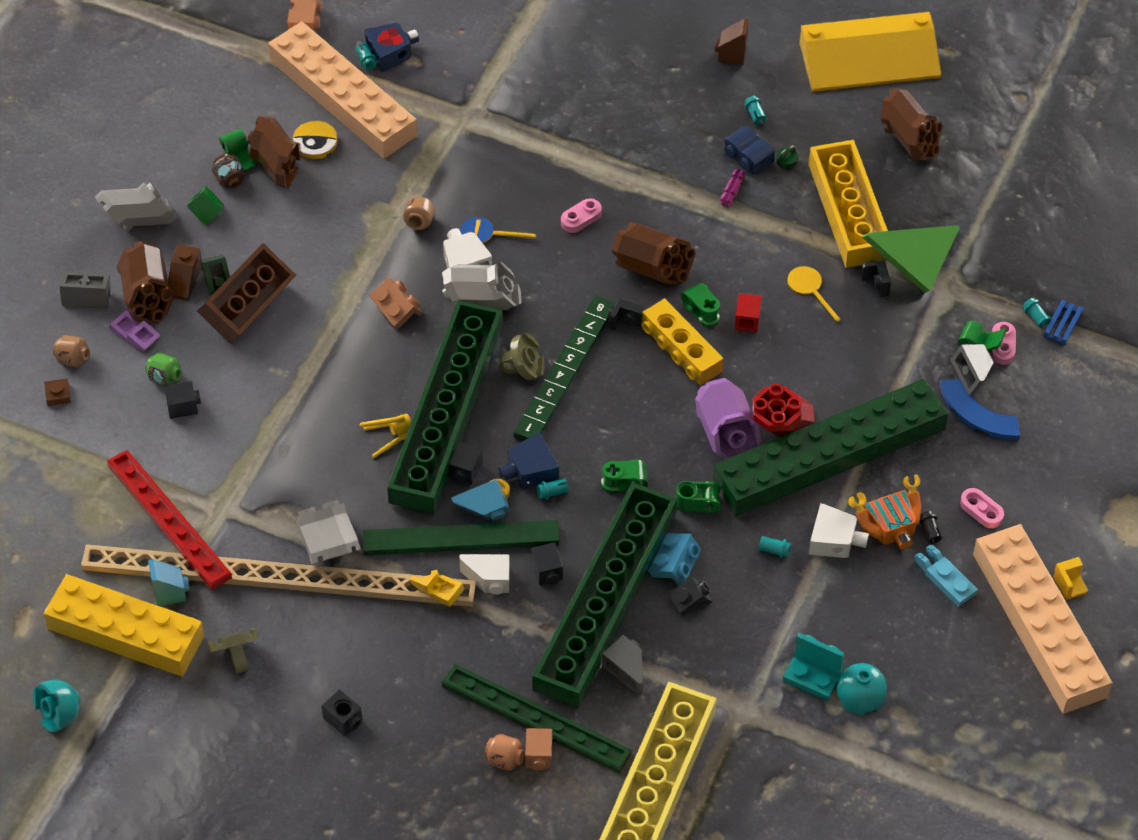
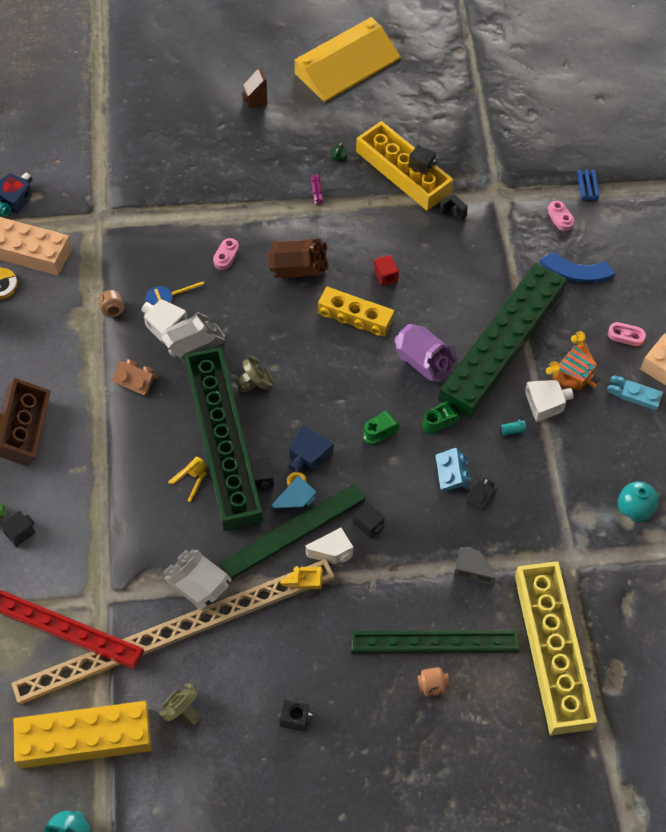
camera: 30 degrees left, 5 degrees up
(167, 583) = (98, 682): dark azure slope -> none
(538, 748) = (455, 665): nougat brick -> none
(552, 488) = (335, 461): teal pin -> none
(564, 369) = (286, 371): dark green tile -> none
(604, 595) = (427, 525): dark green brick -> none
(626, 312) = (305, 308): black bracket -> none
(702, 304) = (350, 277): green piece -> none
(749, 150) = (312, 158): dark blue brick -> none
(753, 105) = (297, 129): teal pin -> none
(781, 410) = (459, 329): red brick -> none
(807, 281) = (408, 231): yellow piece -> none
(814, 667) = (600, 502): teal bracket -> none
(866, 204) = (422, 159): none -> black brick
(911, 125) = (409, 96): reddish brown brick -> none
(915, 251) = (469, 179): bright green tile -> none
(931, 529) = (604, 363): black pin -> none
(972, 366) = (557, 240): dark grey slope -> none
(975, 334) = (544, 221): green panel -> none
(1034, 309) = (568, 185): teal pin -> none

